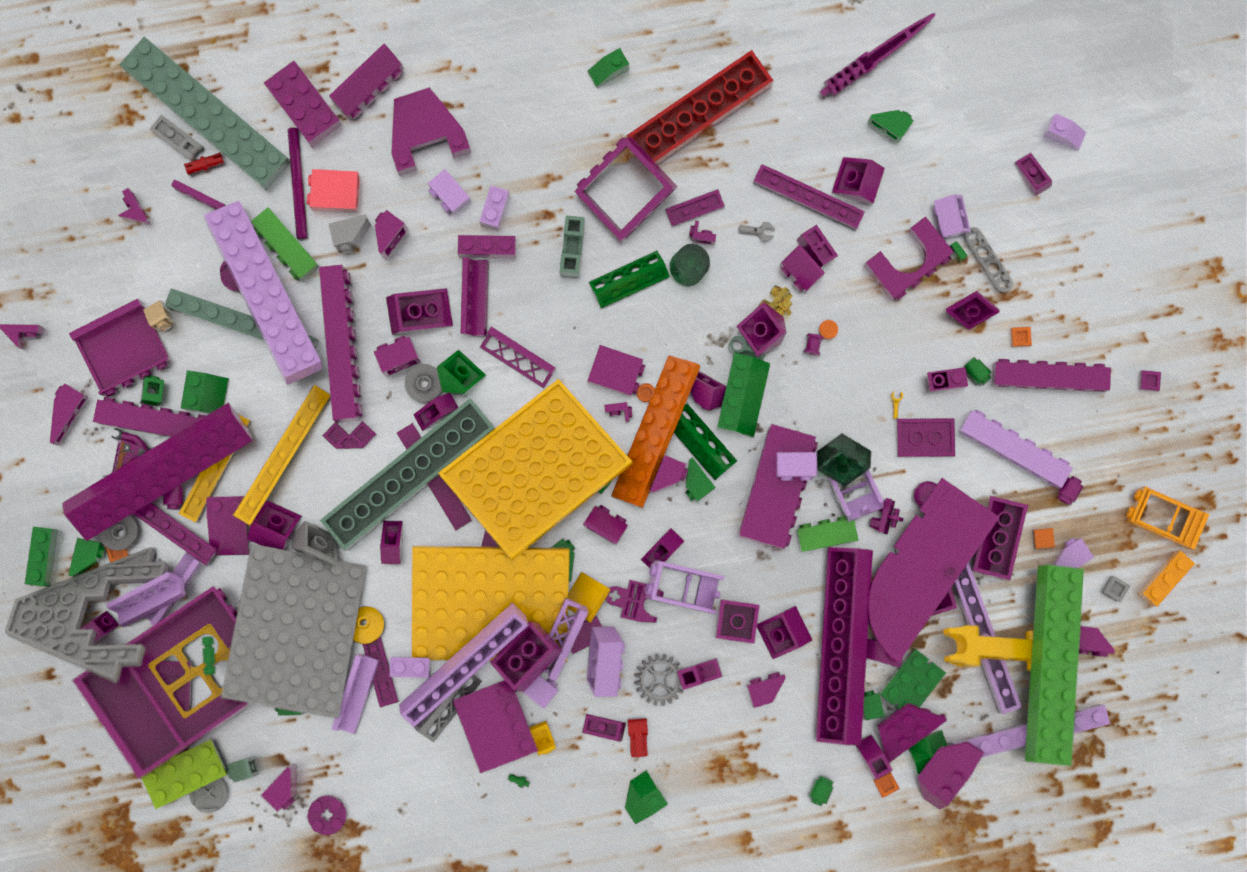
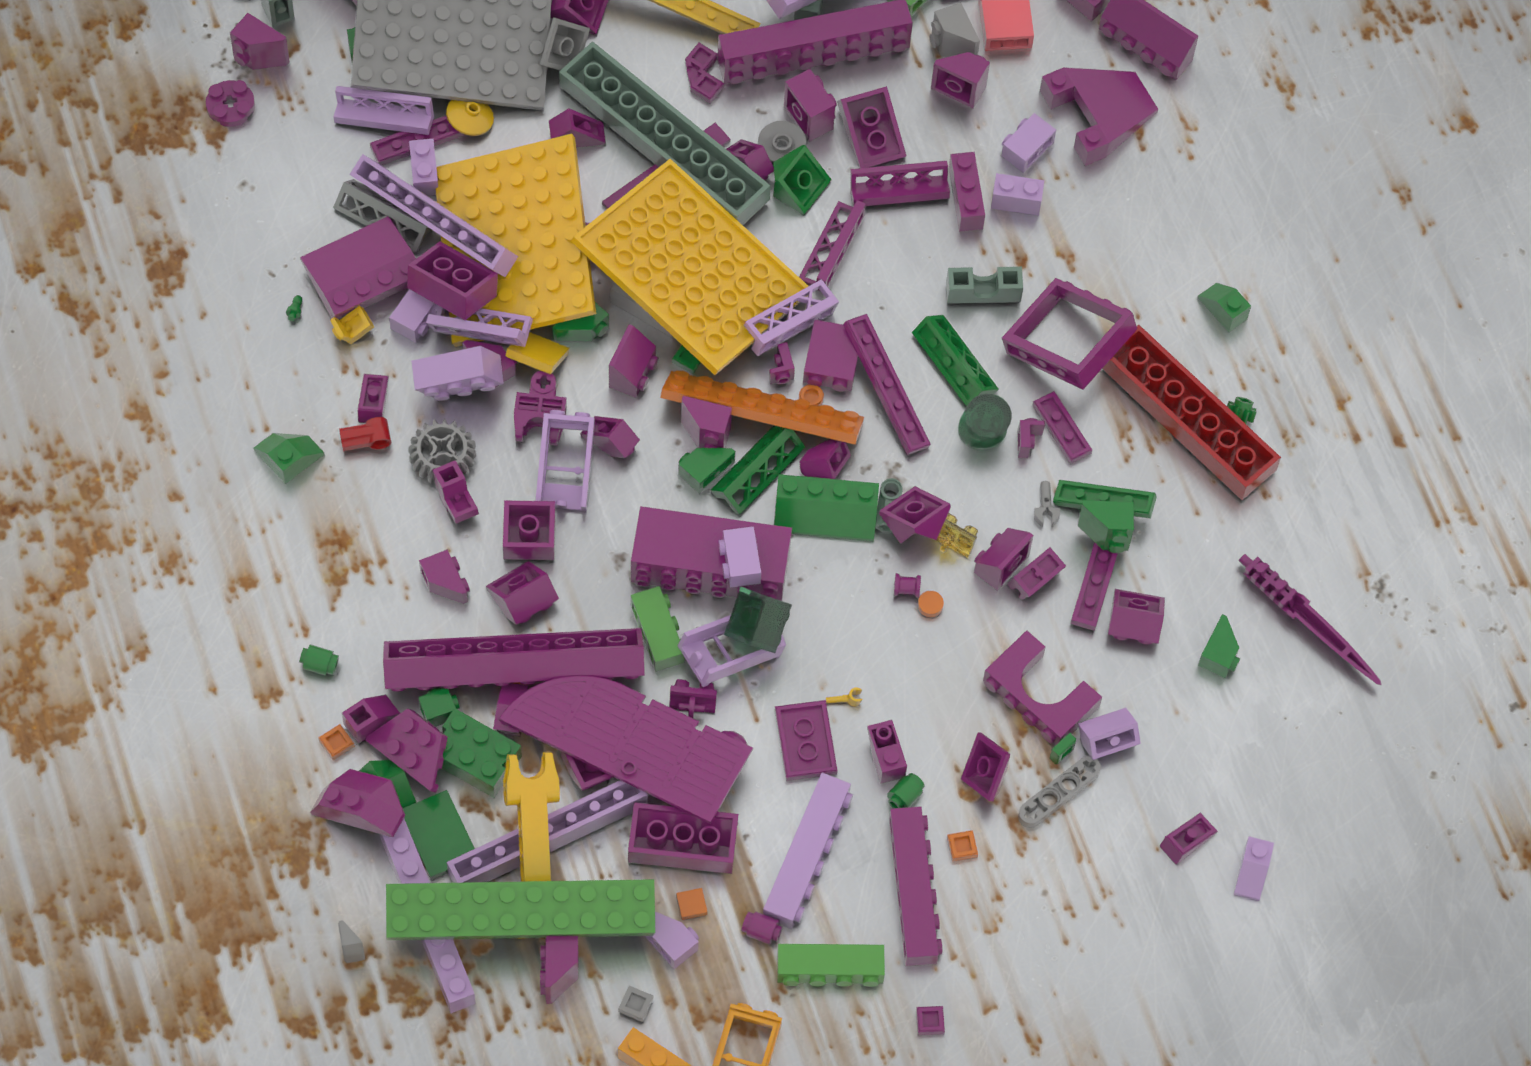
camera: 80 degrees right, 20 degrees down
(589, 396) = (794, 325): none -> lavender fence
(647, 334) = (887, 384): none -> magenta tile
(702, 72) = (1243, 409): none -> green gear
(763, 186) = (1072, 493): none -> green tile
(794, 185) = (1108, 523): none -> green slope
(969, 716) = (437, 832): none -> green tile
(1056, 790) = (351, 944): none -> light grey slope
(1103, 445) = (830, 964): none -> bright green brick

